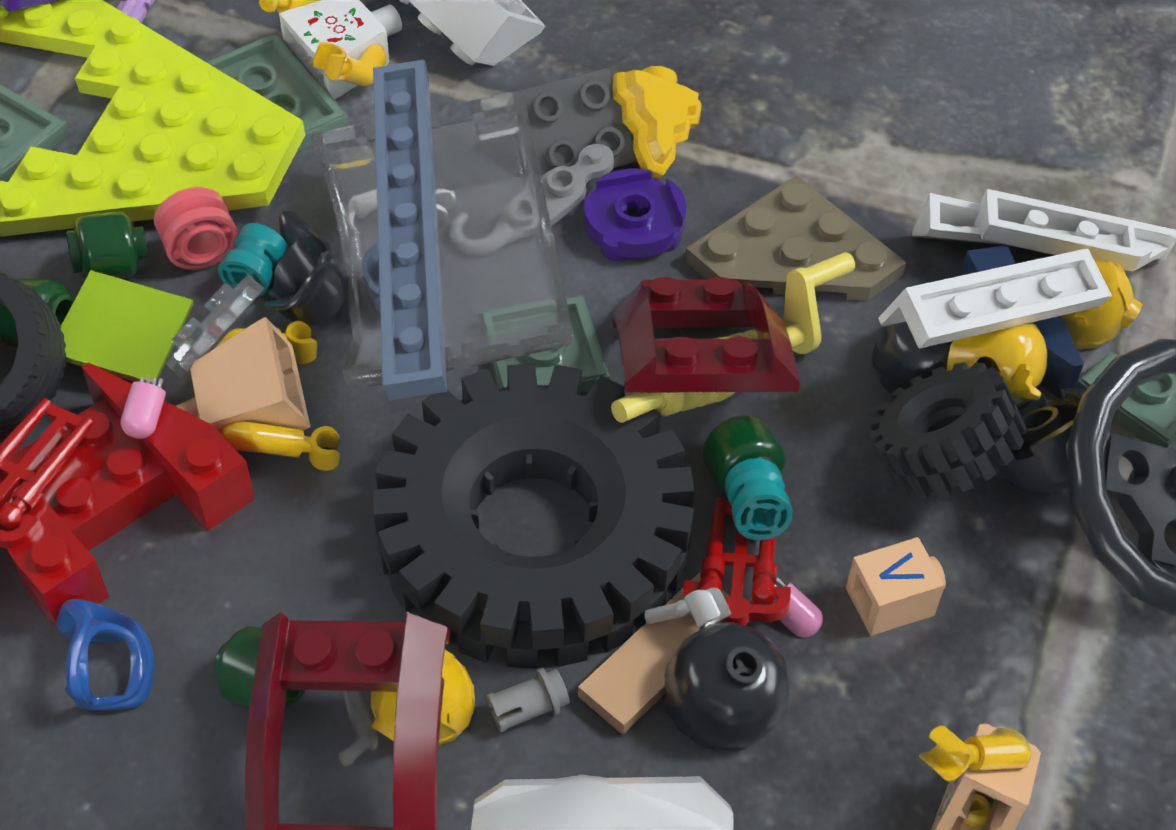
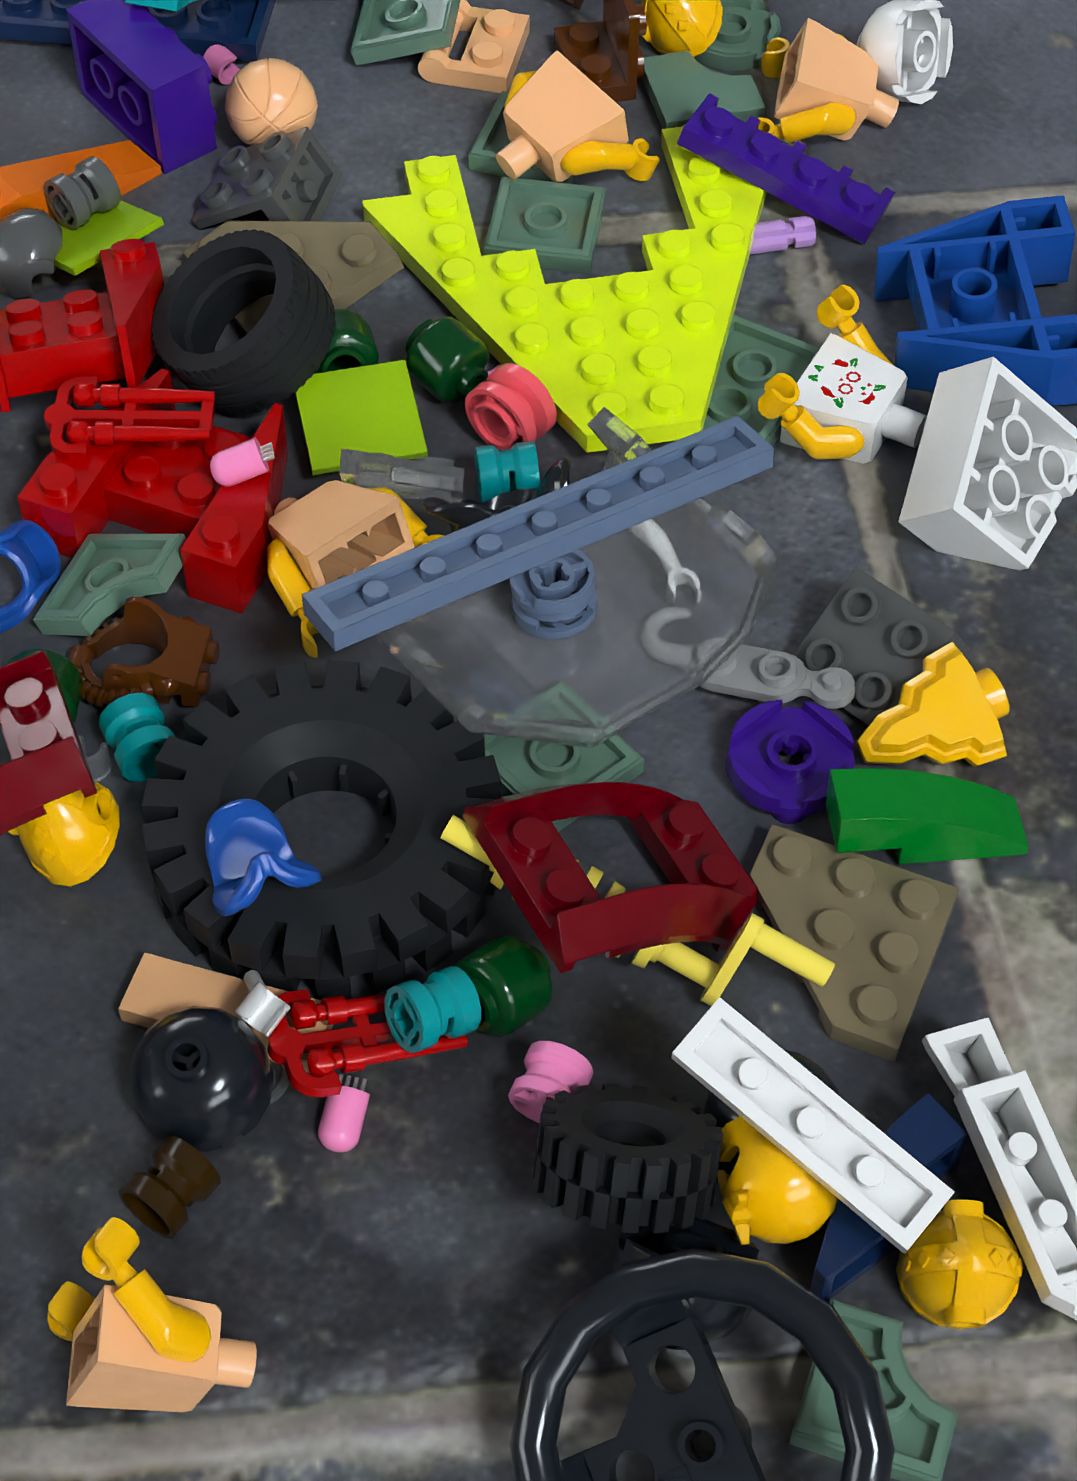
camera: 65 degrees right, 0 degrees up
(161, 571) = (106, 574): none -> sand green tile
(280, 543) = (180, 670): none -> reddish brown piece
(356, 603) = (136, 732): none -> teal wheel
(528, 699) = (123, 927): light grey pin -> none
(558, 547) = (245, 848): none -> blue piece
(729, 169) = (921, 816): none -> green slope
(815, 744) = (173, 1183): none -> dark brown wheel
(842, 462) = (549, 1071): none -> bright pink wheel
(895, 585) = (409, 1194): light nougat brick -> none

